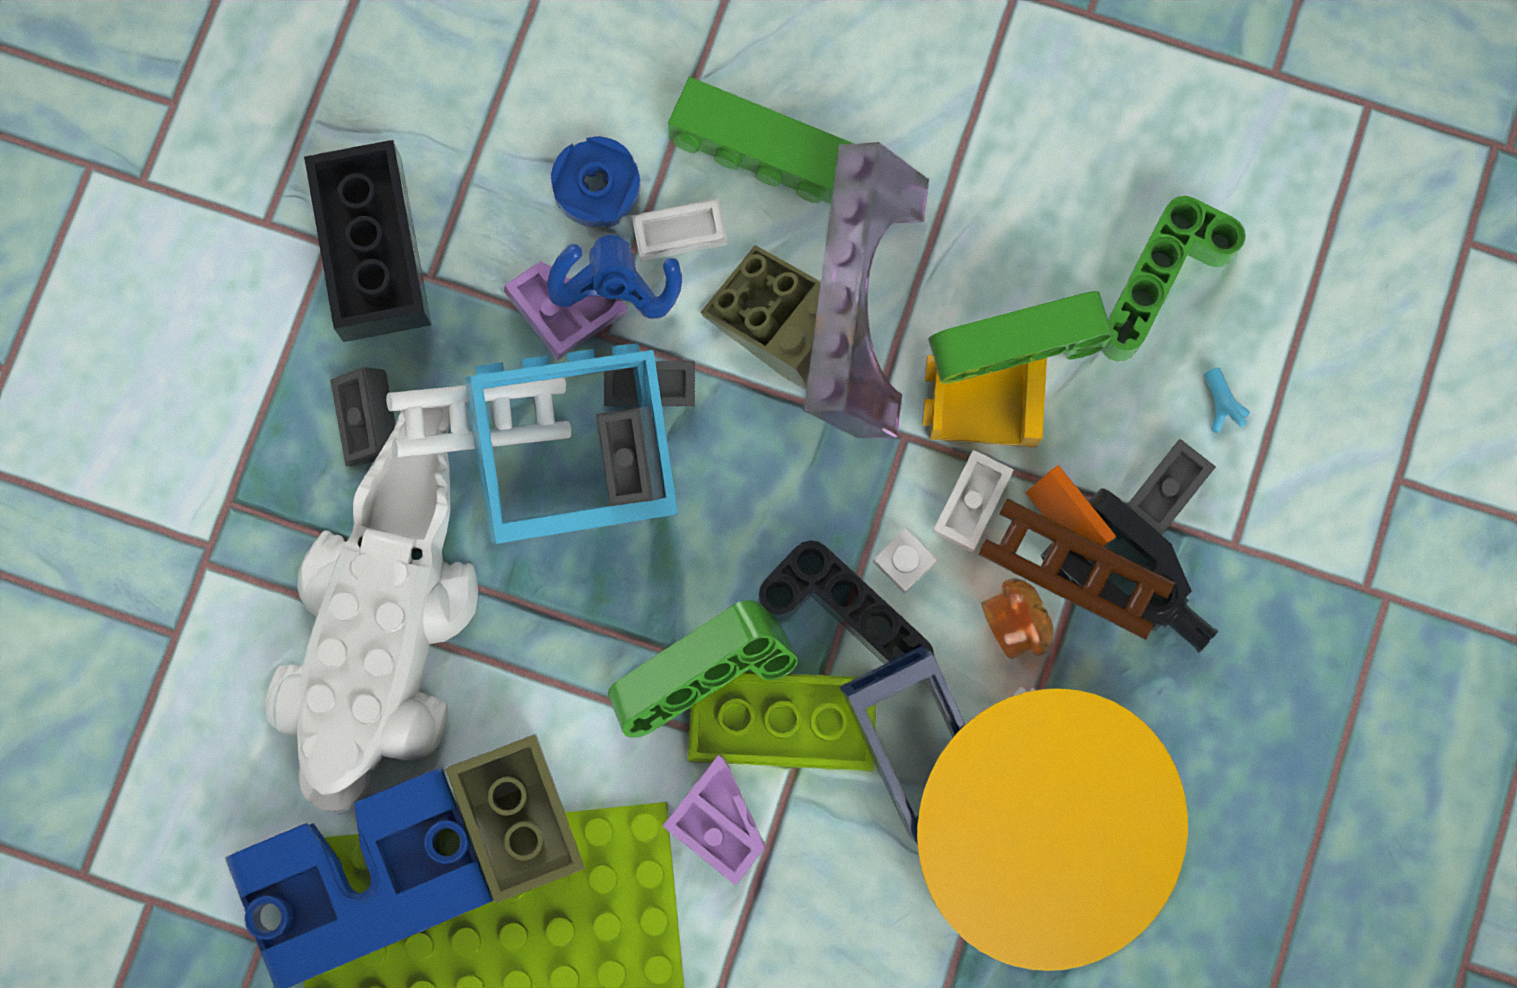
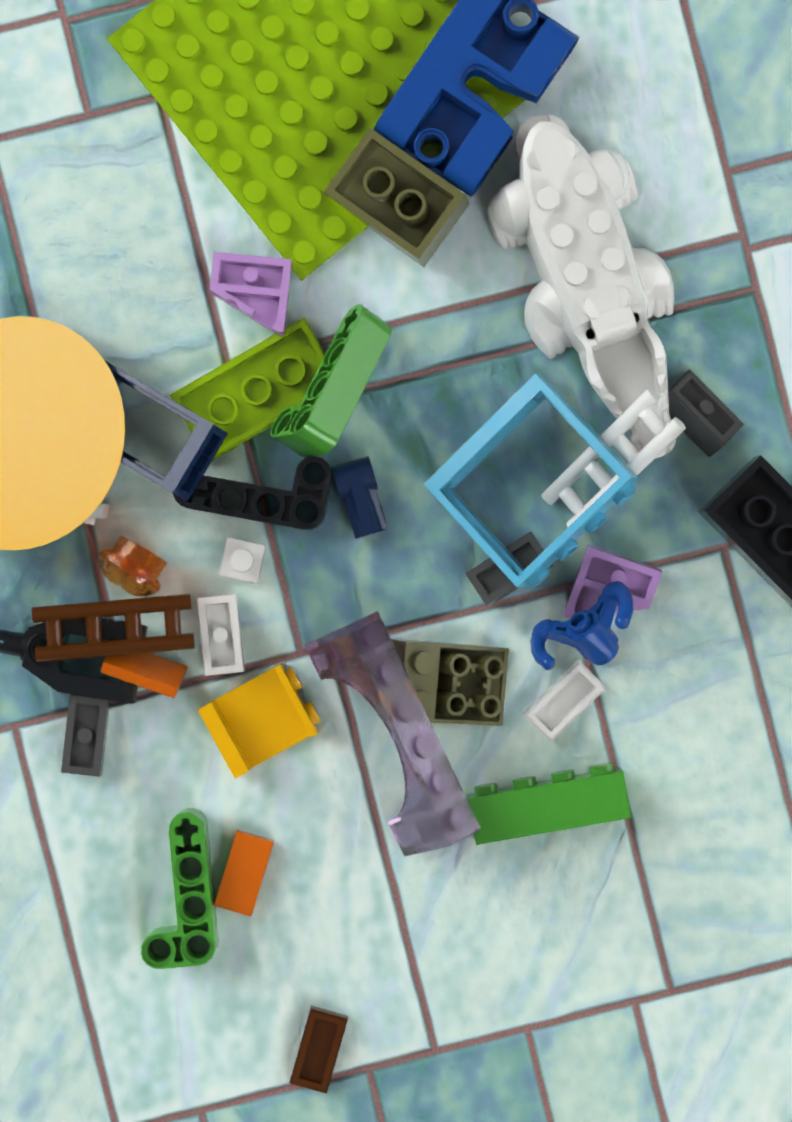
camera: 155 degrees right, 10 degrees up
(586, 159) = (667, 709): blue plate -> none
(630, 456) = (482, 500): dark grey slope -> none
(745, 556) = (358, 490): none -> dark blue piece
(1062, 326) = (258, 772): bright green beam -> none
(1095, 260) = (244, 873): none -> orange tile
(1126, 58) = (318, 1049): none -> reddish brown tile
(1224, 401) = (84, 827): medium azure bar -> none

